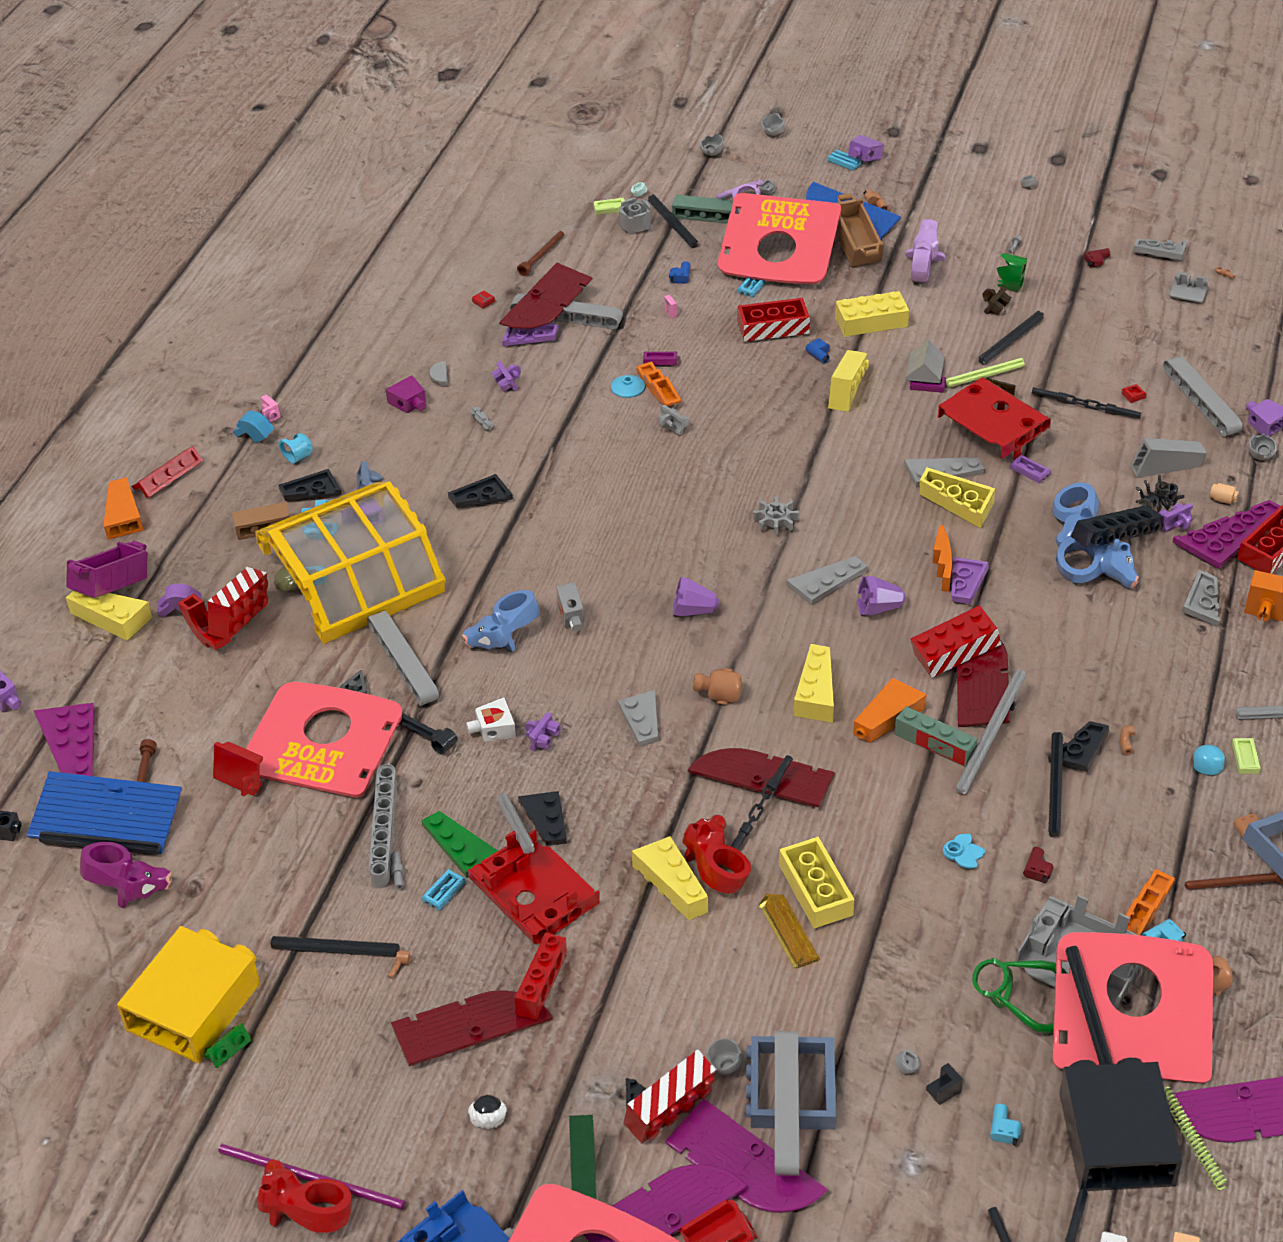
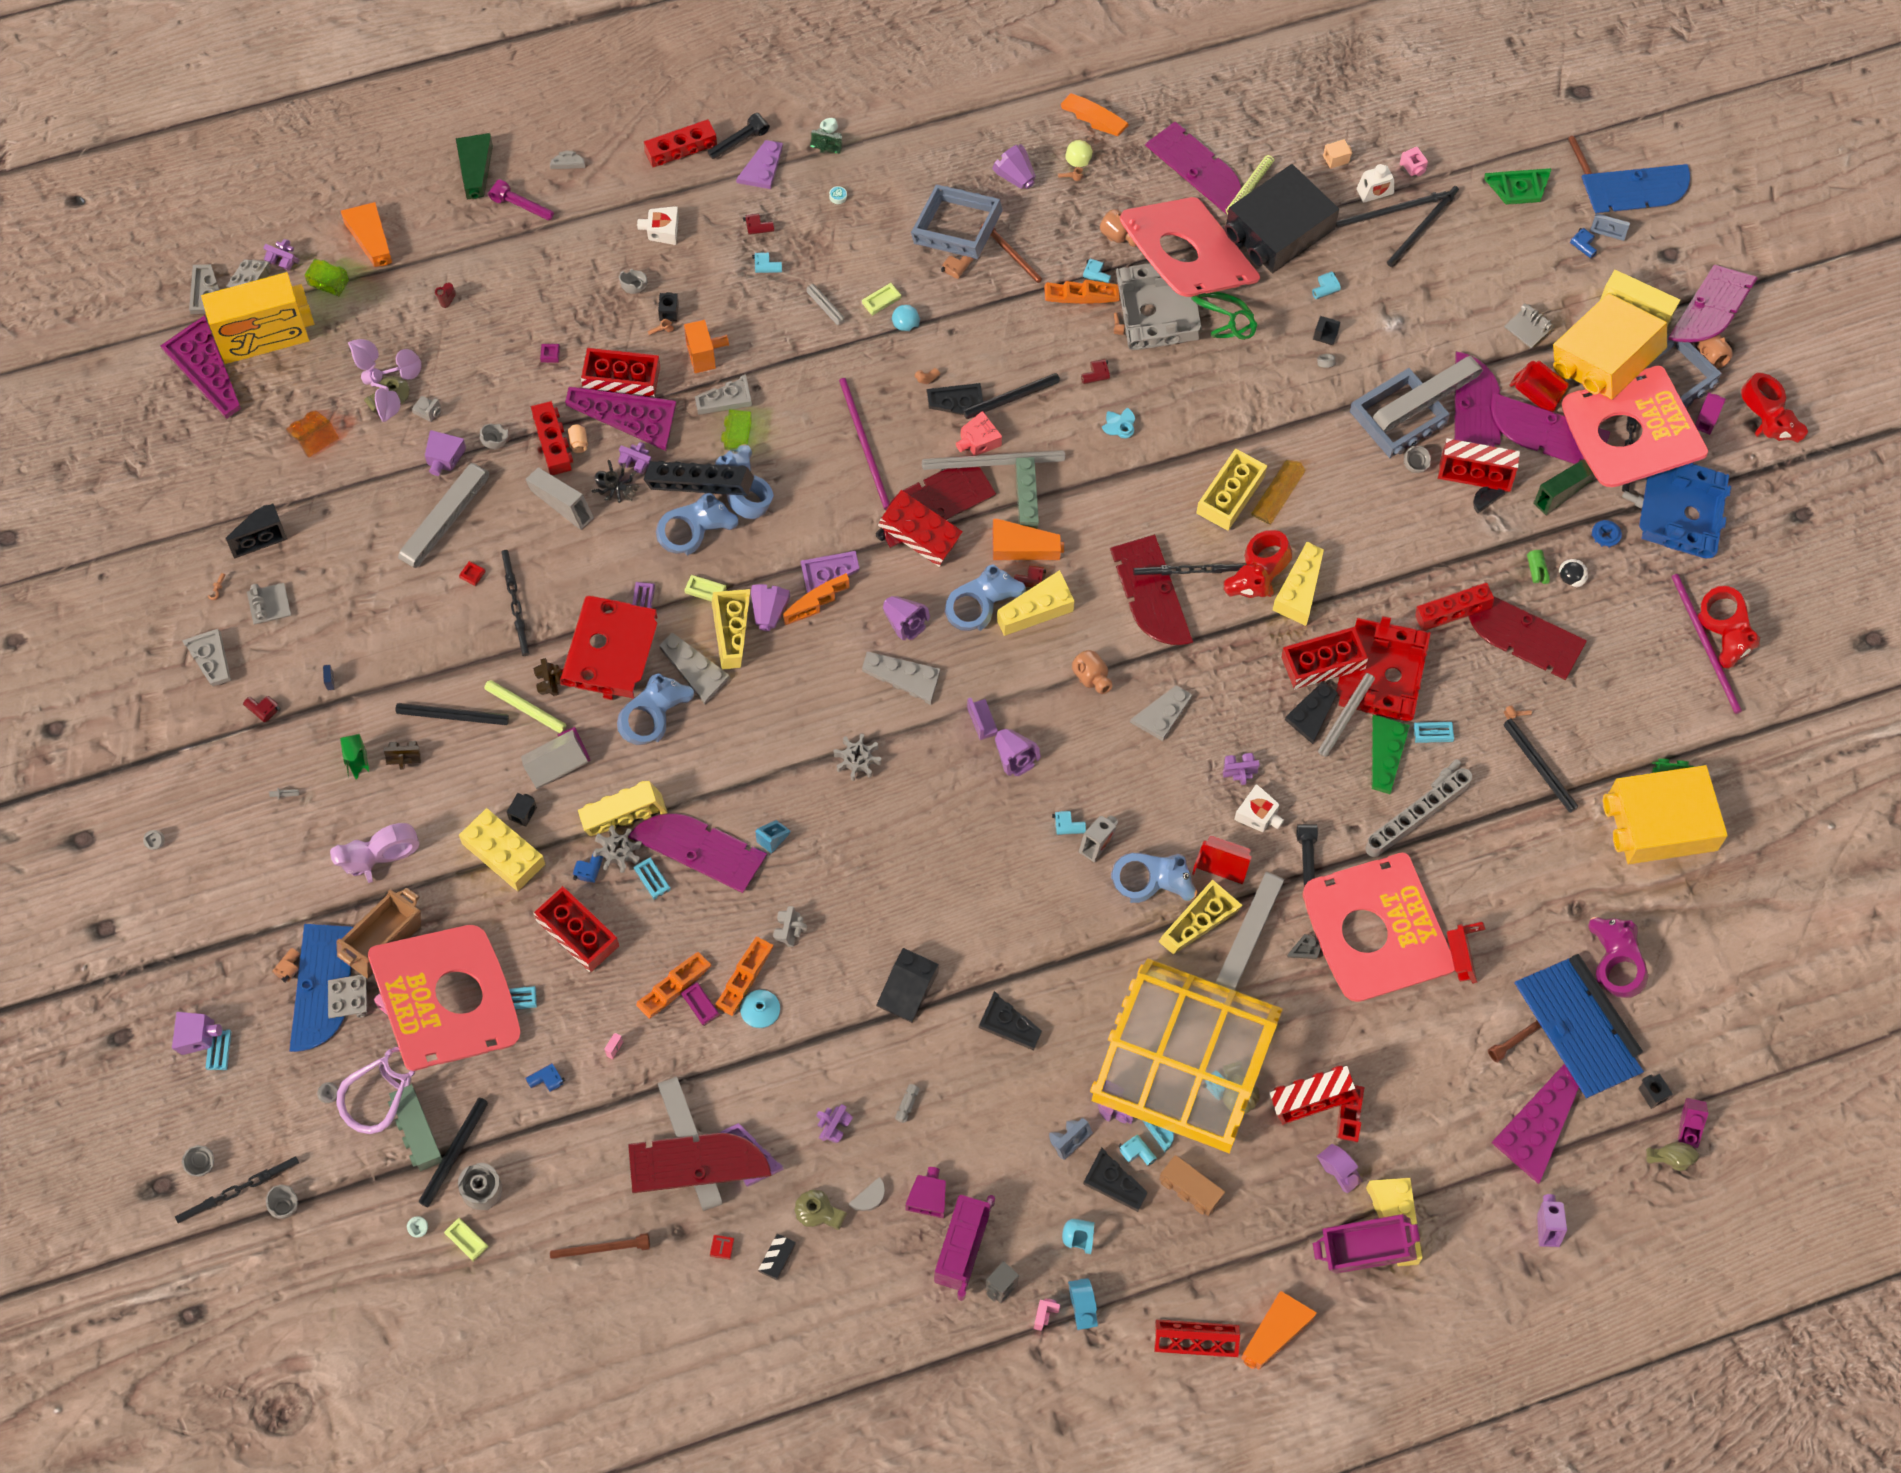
camera: 130 degrees left, 20 degrees up
(309, 392) = (1001, 1283): none -> dark grey brick
(355, 387) = (962, 1243): none -> magenta container
(443, 633) = (1201, 916): none -> light yellow wedge
(449, 318) = (777, 1256): none -> black tile
(457, 345) = (815, 1209): none -> olive animal
(473, 668) = (1223, 859): none -> red piece
(493, 1169) = (1606, 526): none -> blue gear
(522, 1084) = (1538, 566): none -> bright green hinge
(567, 459) = (908, 985): none -> black slope
(583, 843) = (1324, 658): none -> red brick
(604, 602) = (1065, 825): none -> medium azure piece
(687, 350) = (672, 986): none -> orange slope
(739, 145) = (211, 1202): none -> black piece
(743, 599) = (982, 718): none -> medium lavender panel
(754, 440) = (771, 835): none -> dark azure slope
(780, 377) = (660, 891): none -> medium azure tile
(780, 408) = (707, 852): none -> magenta door
(818, 364) = (611, 843): none -> light grey gear
(848, 701) = (1034, 577): none -> dark red piece
(855, 654) = (988, 588): none -> medium blue animal
(896, 335) = (522, 809): none -> black brick
(926, 427) = (655, 699): none -> medium blue animal
(962, 524) = (768, 605): none -> medium lavender cone
(1011, 506) = (703, 588): none -> yellowish green tile
(1029, 740) = (979, 436): none -> coral torso
(1087, 666) = (864, 442): none -> magenta piece
(1088, 1005) = (1217, 263): black axle -> none
(1094, 290) = (328, 677): none -> dark blue tile
(1158, 588) = (737, 429): none -> clear neon green piece
(1246, 479) = (546, 413): none -> red brick
(1258, 297) = (256, 532): none -> black slope

